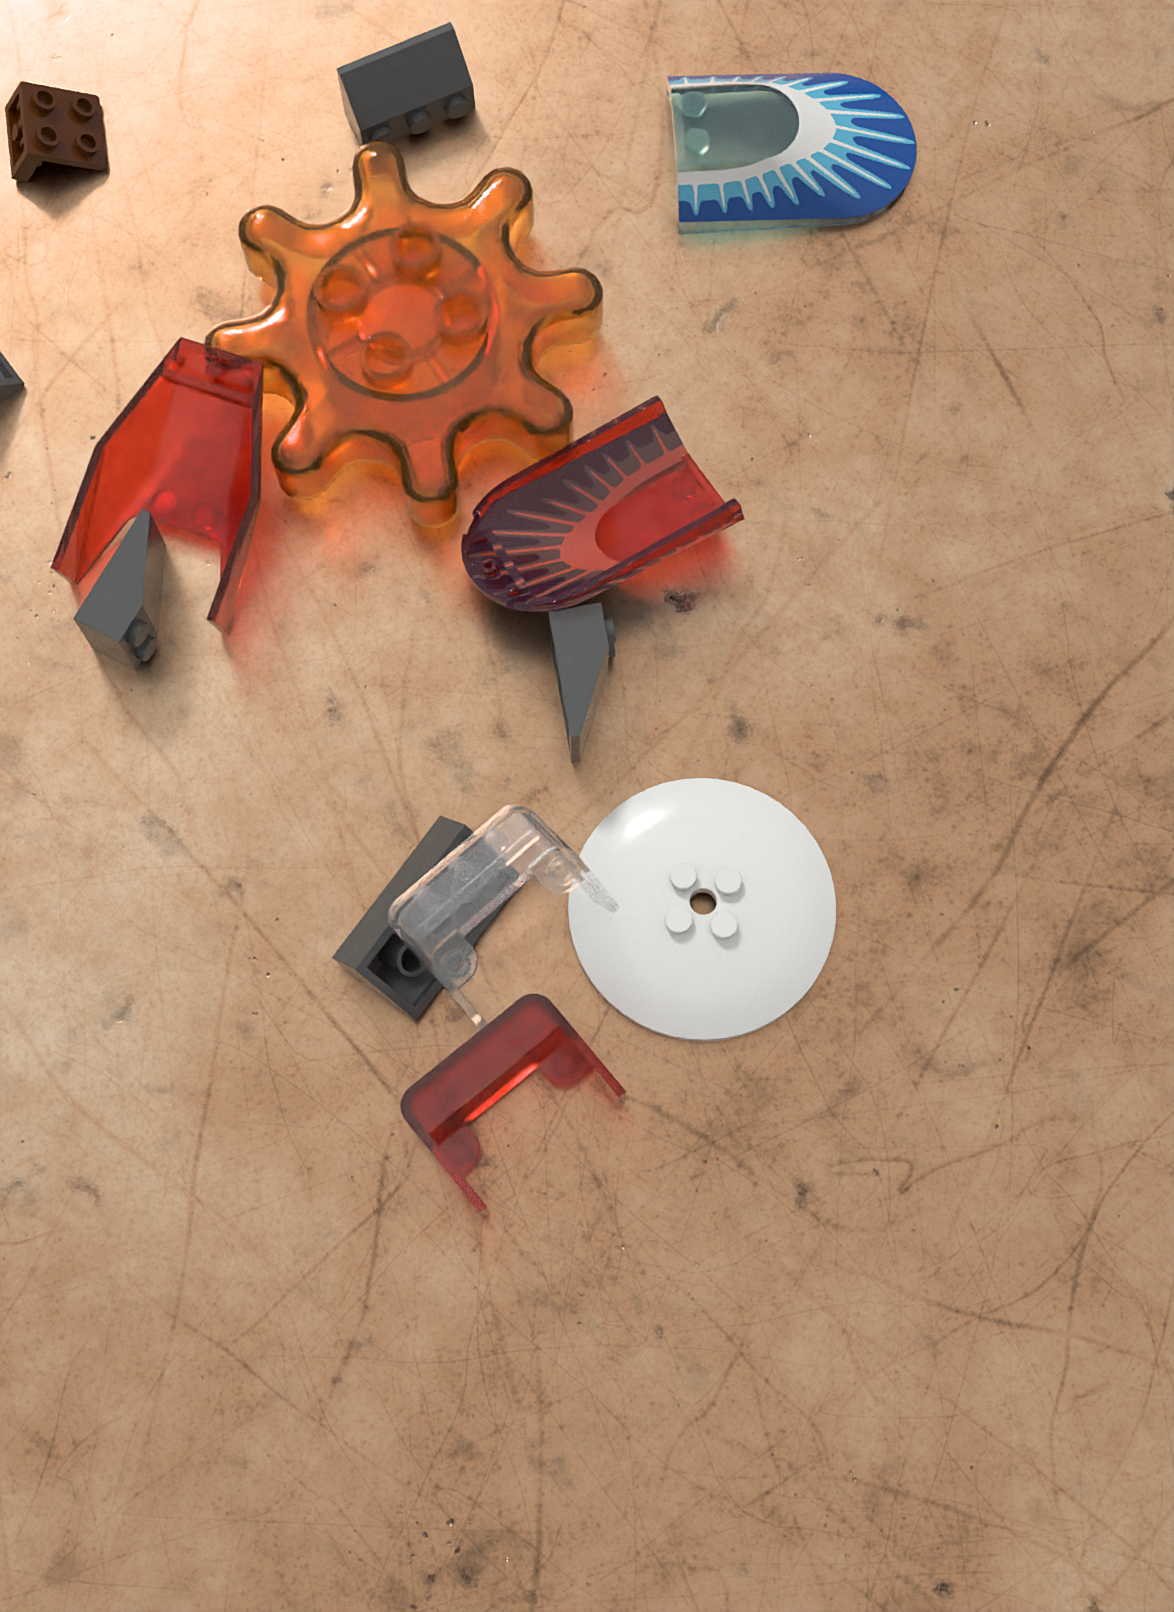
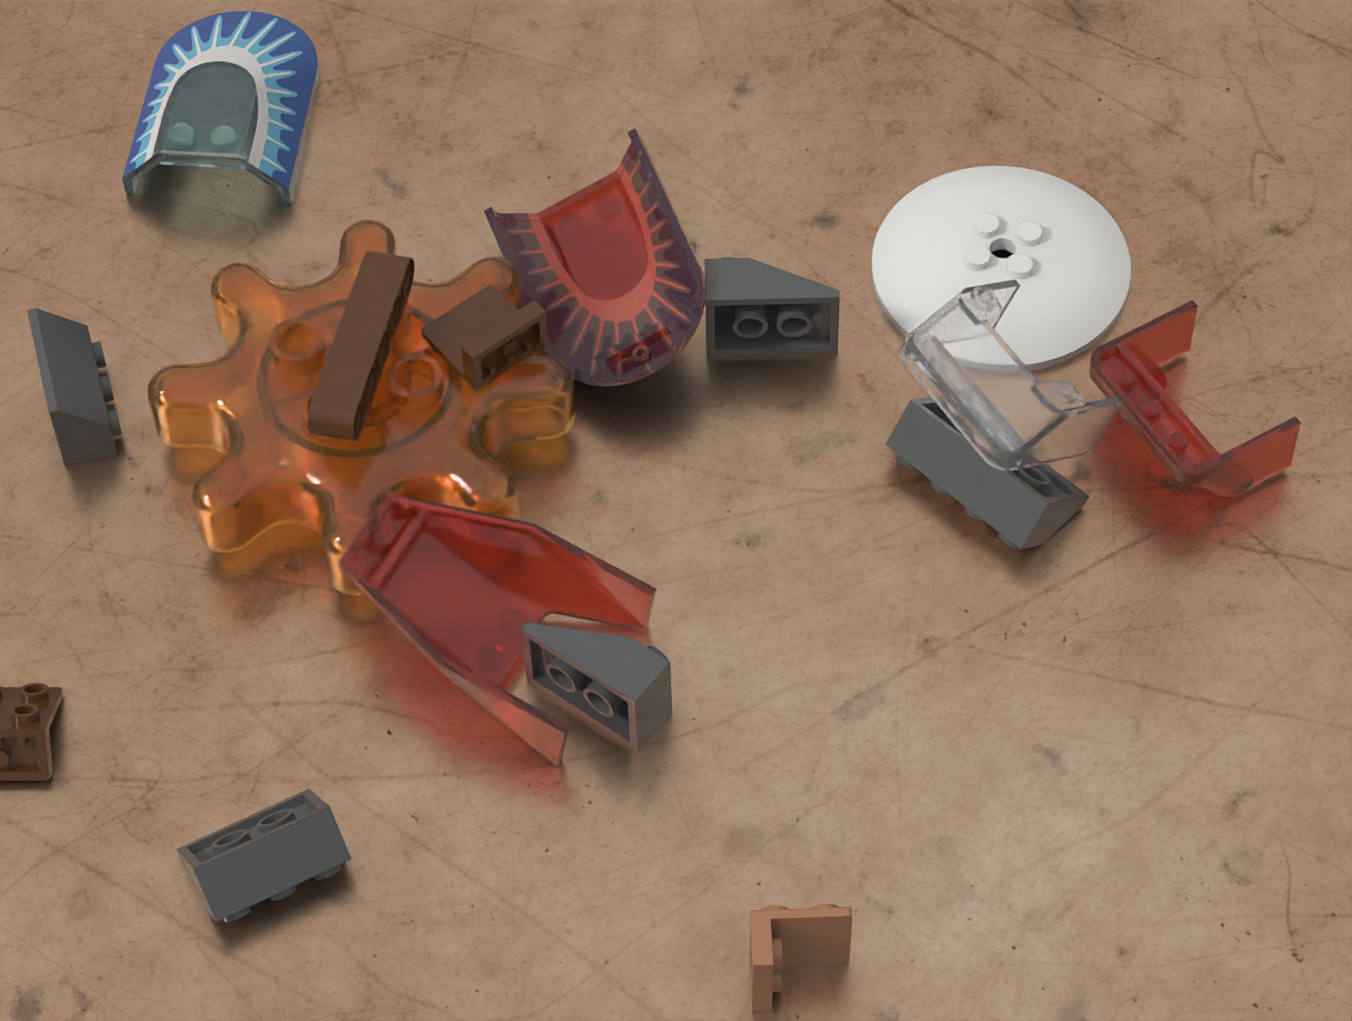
camera: 80 degrees left, 20 degrees down
(399, 298) = (361, 346): none -> reddish brown beam
(444, 408) = (487, 335): none -> reddish brown bracket

